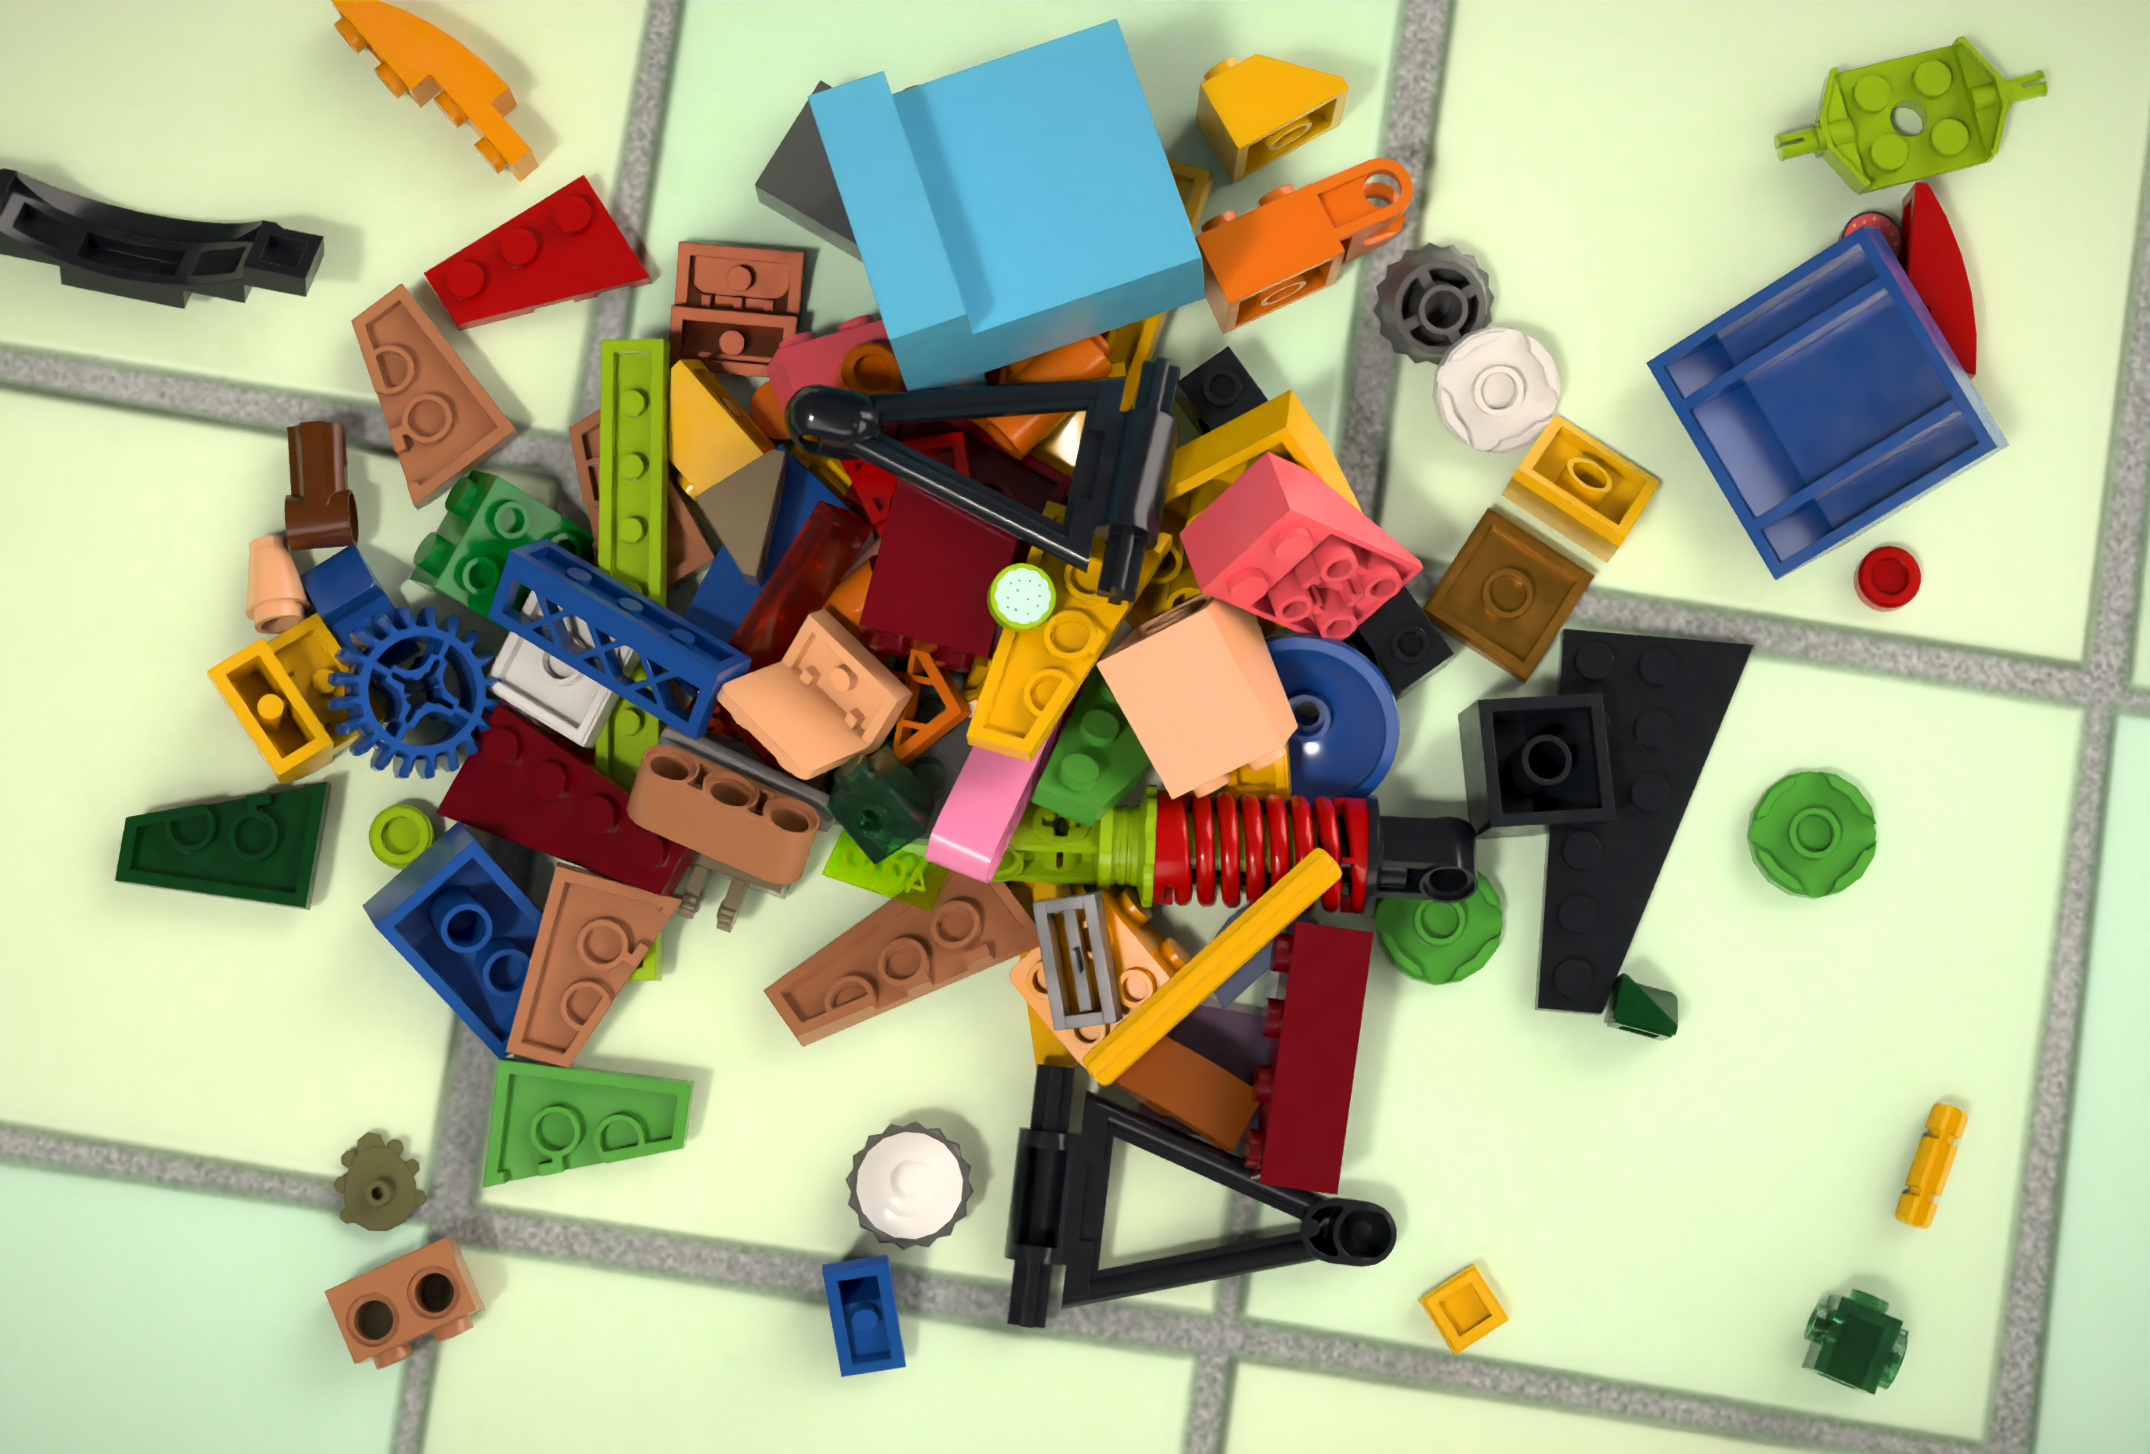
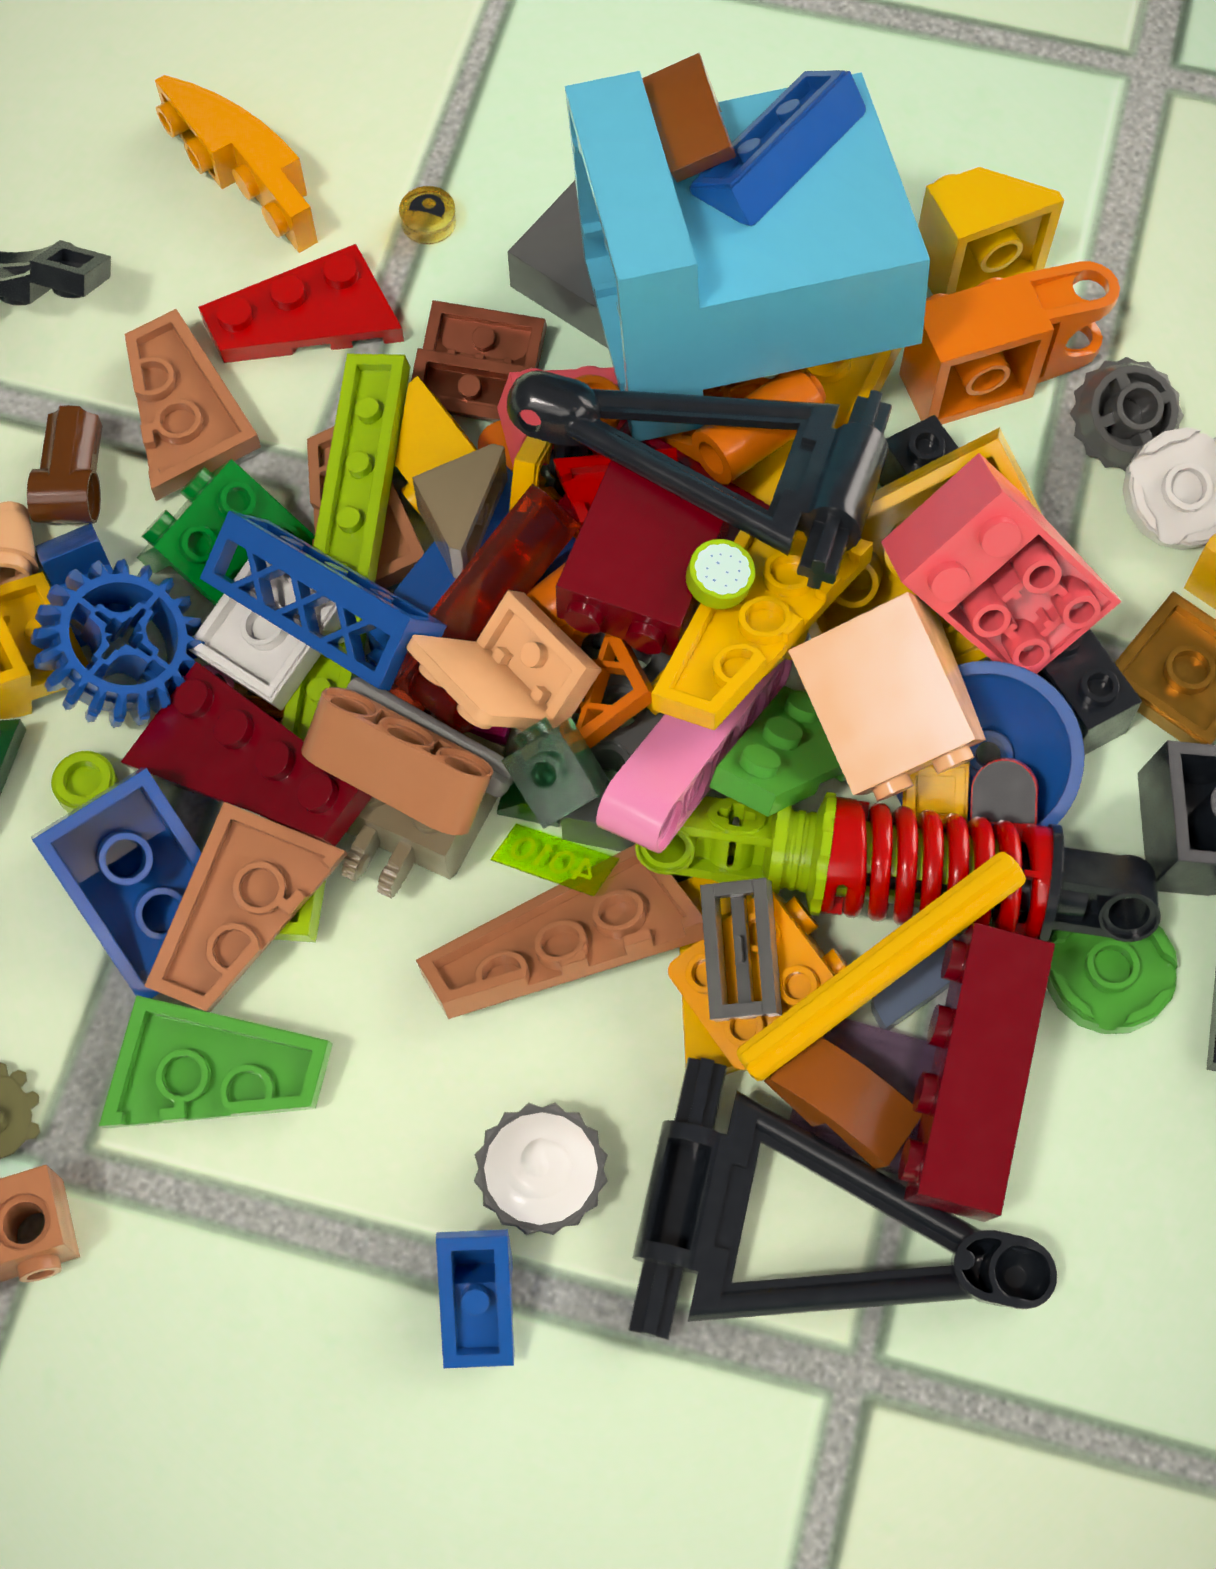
camera: 10 degrees right, 15 degrees down
(657, 124) = (427, 214): none -> clear yellow tile
(810, 477) = (528, 466): none -> yellow tile
(937, 108) = (688, 118): none -> dark orange slope
(1038, 127) = (782, 145): none -> blue slope
(1323, 764) = (1006, 792): none -> tile
(1463, 1309) = (1123, 1373): yellow tile -> none

